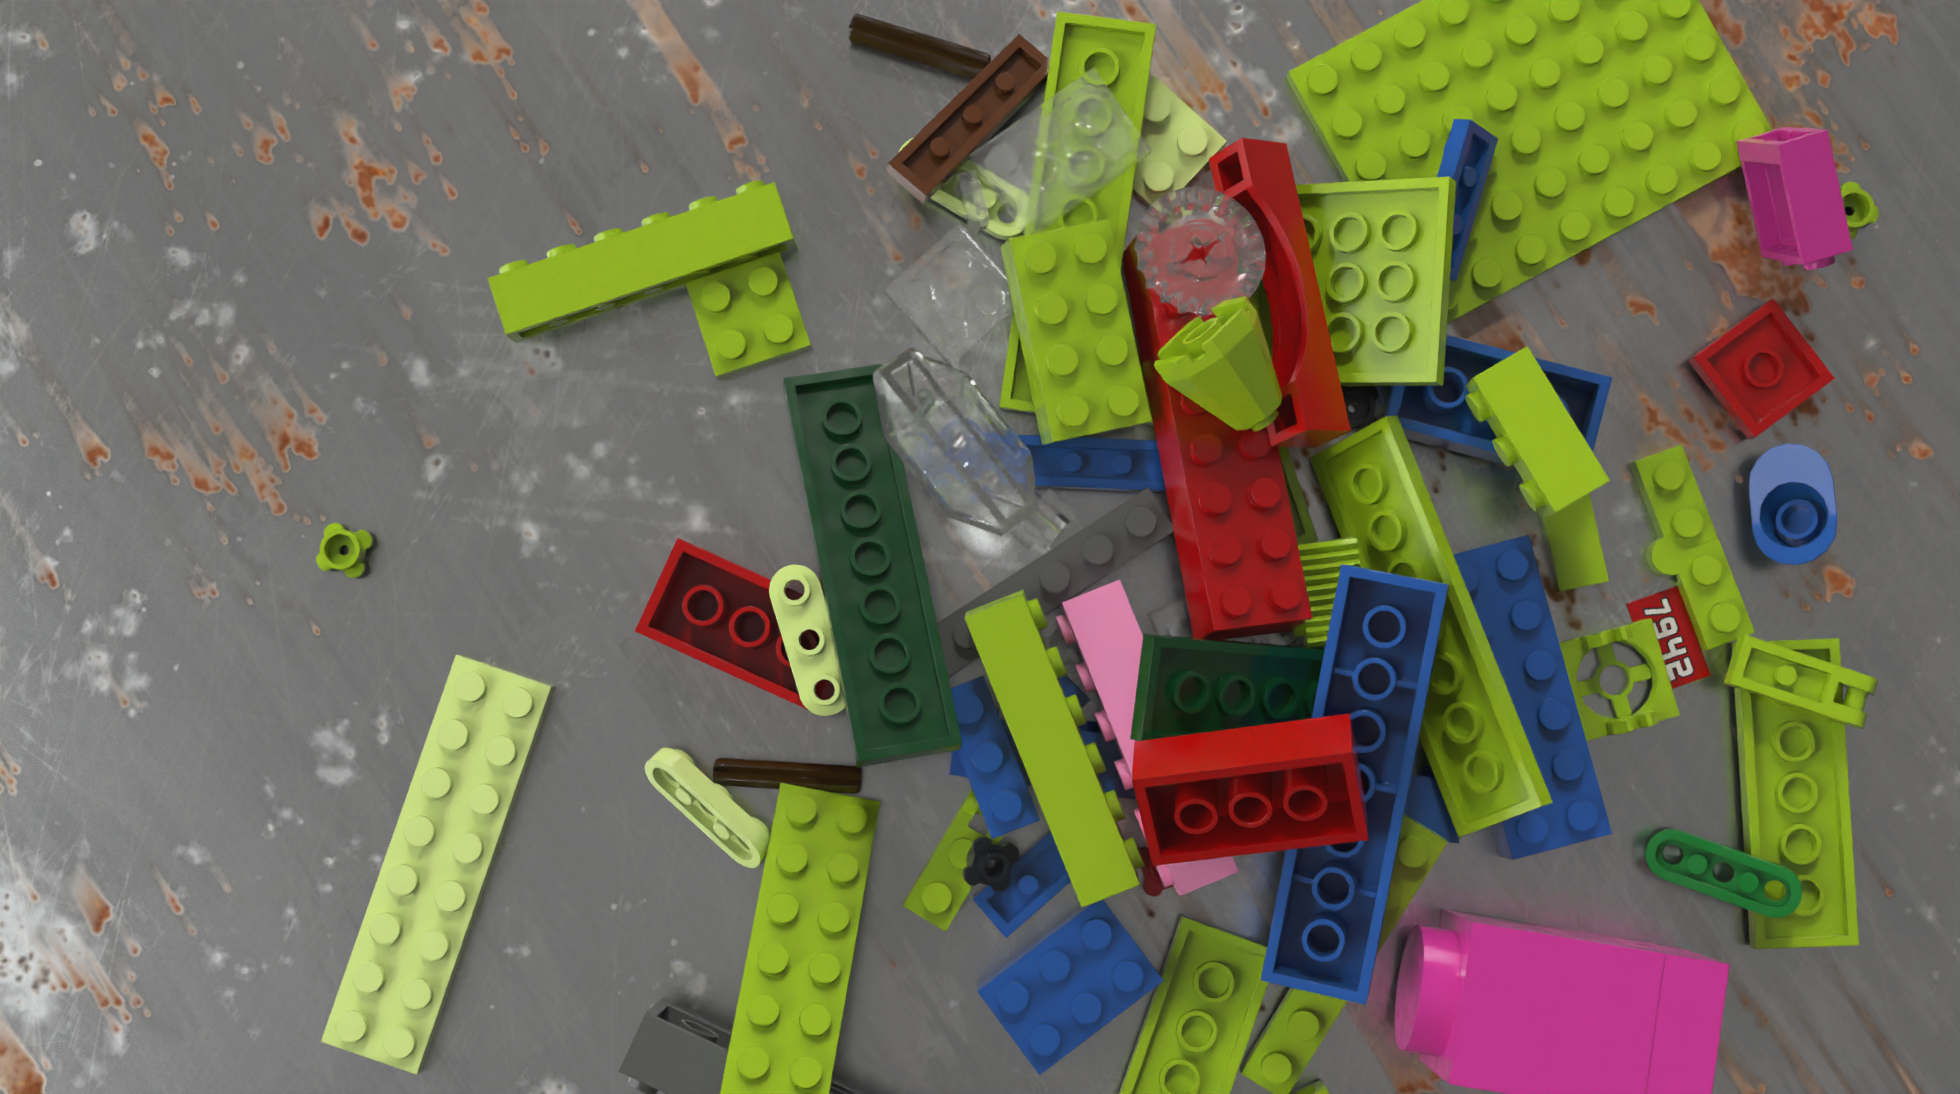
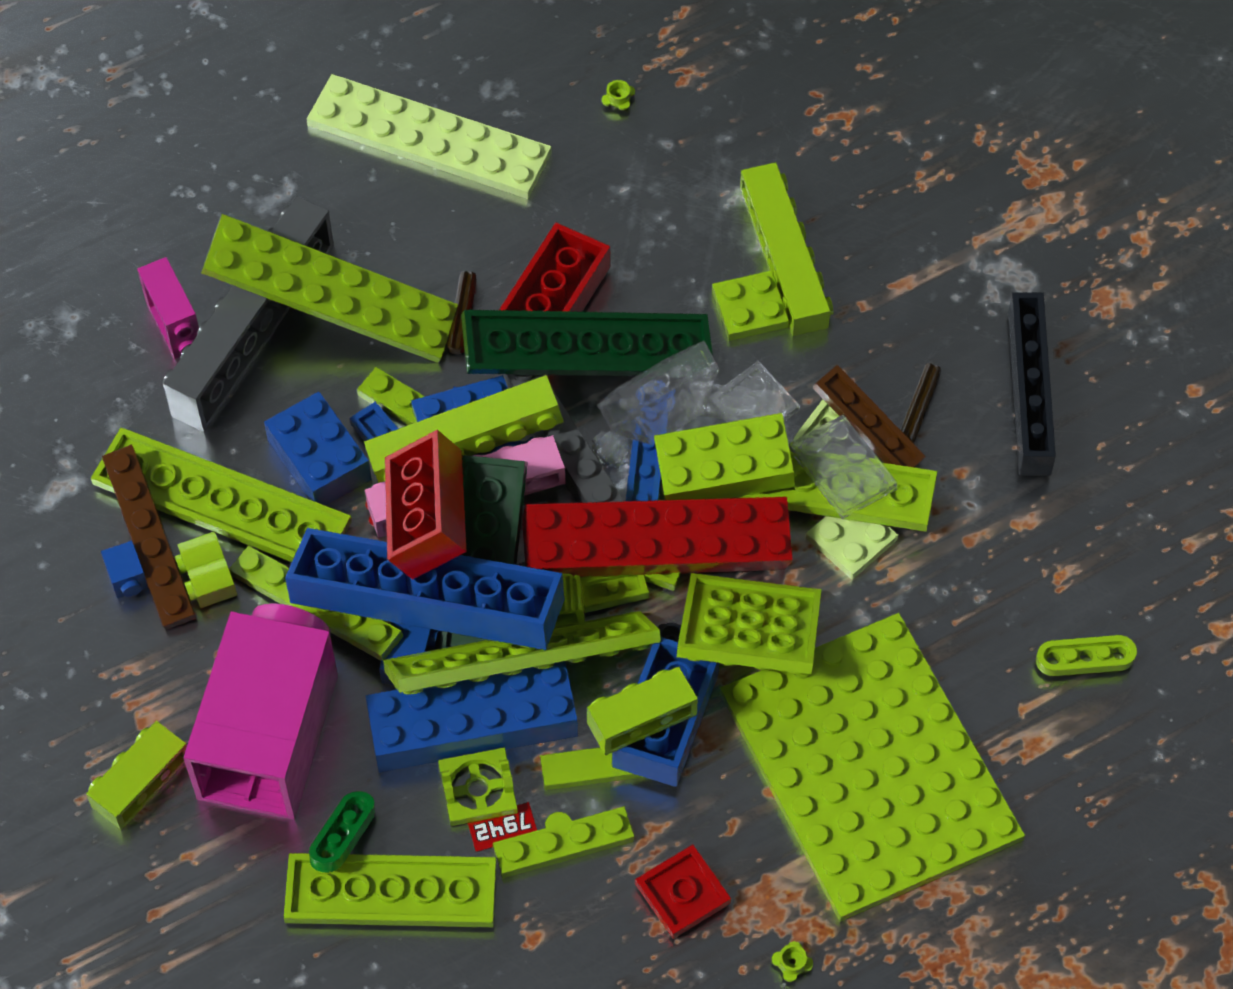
camera: 90 degrees right, 25 degrees down
(708, 806) = (449, 267): yellowish green plate -> none
(794, 619) = (555, 300): yellowish green plate -> none
(973, 201) = (813, 414): clear tile -> none
(980, 854) = (404, 409): black plate -> none
(1199, 218) = (778, 504): clear gear -> none
(1225, 366) = (690, 519): lime cone -> none
(1303, 358) = (810, 572): red arch -> none
(1467, 161) = (806, 694): blue plate -> none
(1792, 504) = (583, 896): blue piece -> none
(1795, 196) = (797, 900): dark pink window -> none
(1799, 680) = (465, 885): lime plate -> none

